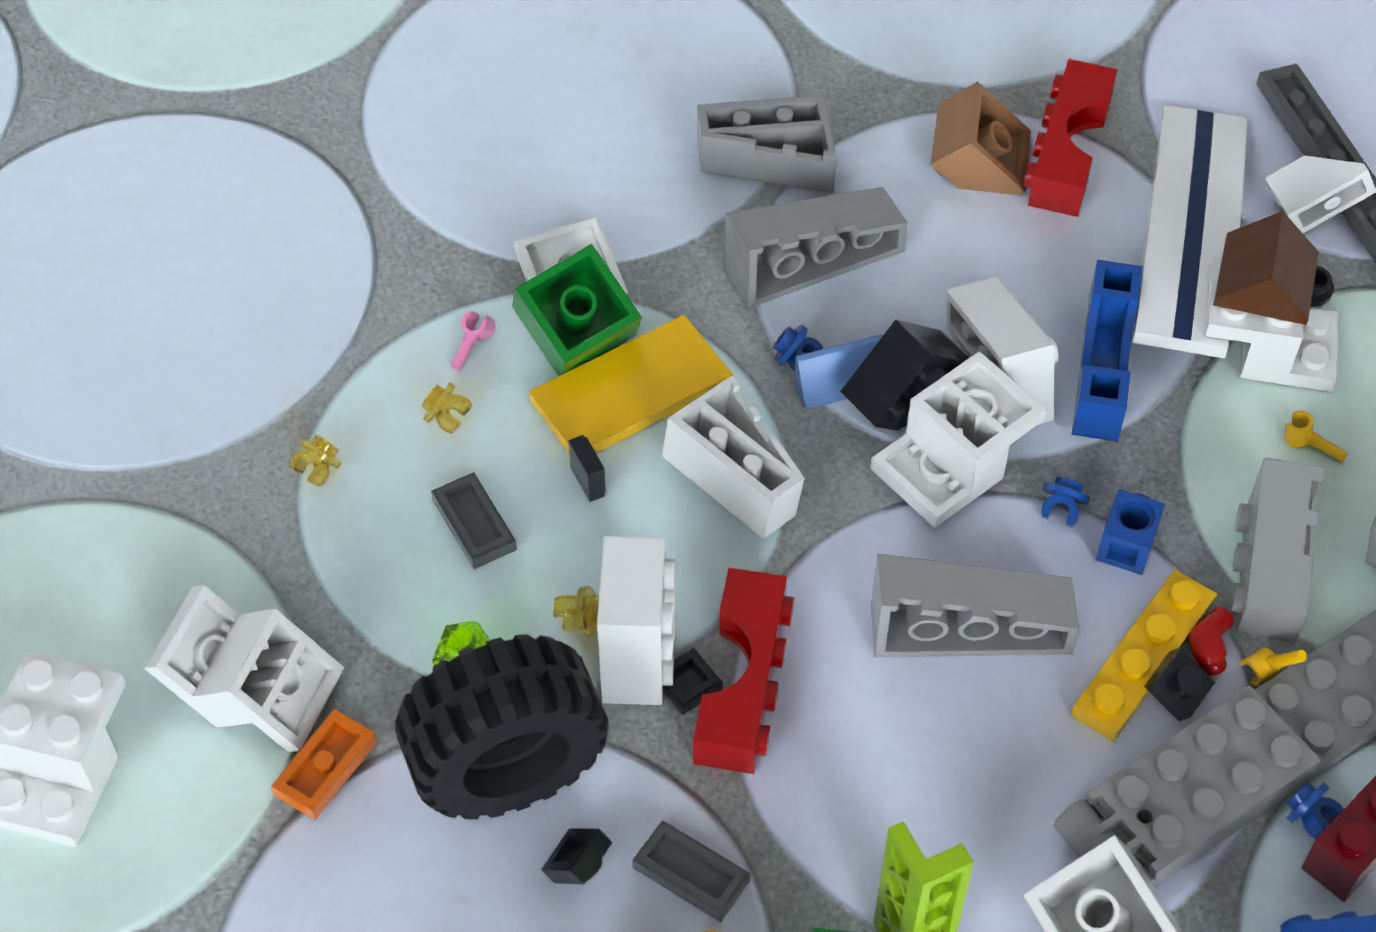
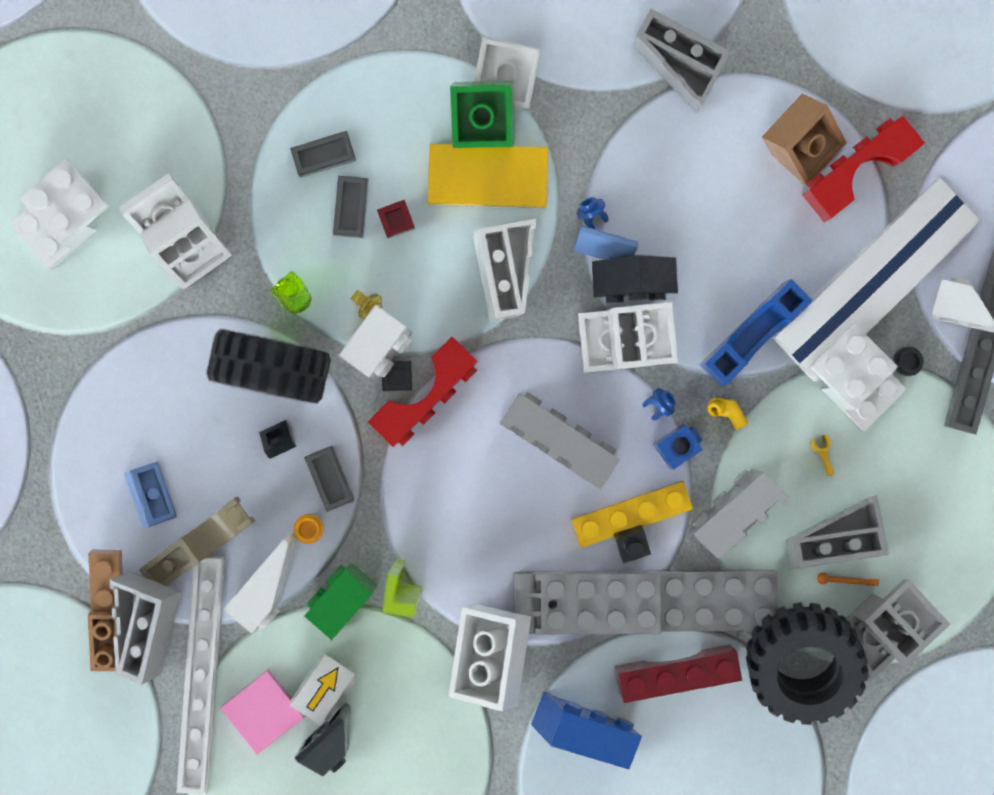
camera: 35 degrees right, 35 degrees up
(322, 455) = (293, 112): clear yellow plate -> none
(324, 764) = (189, 307): orange plate -> none
(392, 483) = (323, 154): none -> dark grey tile
(438, 404) = (375, 120): clear yellow plate -> none
(471, 336) = (425, 81): bright pink hand -> none
(547, 494) = (396, 219): none -> dark red plate
(587, 467) = (426, 217): black tile -> none
(809, 241) = (653, 148): light grey wedge -> none
(991, 321) = (702, 290): white wedge -> none
(1152, 459) = (727, 408): none -> yellow arm
(1207, 641) = (665, 530): red arm -> none
(1268, 270) = (868, 361): reddish brown slope -> none
(1268, 664) = (682, 561): yellow hand -> none
(1312, 808) = (640, 644): blue plate -> none

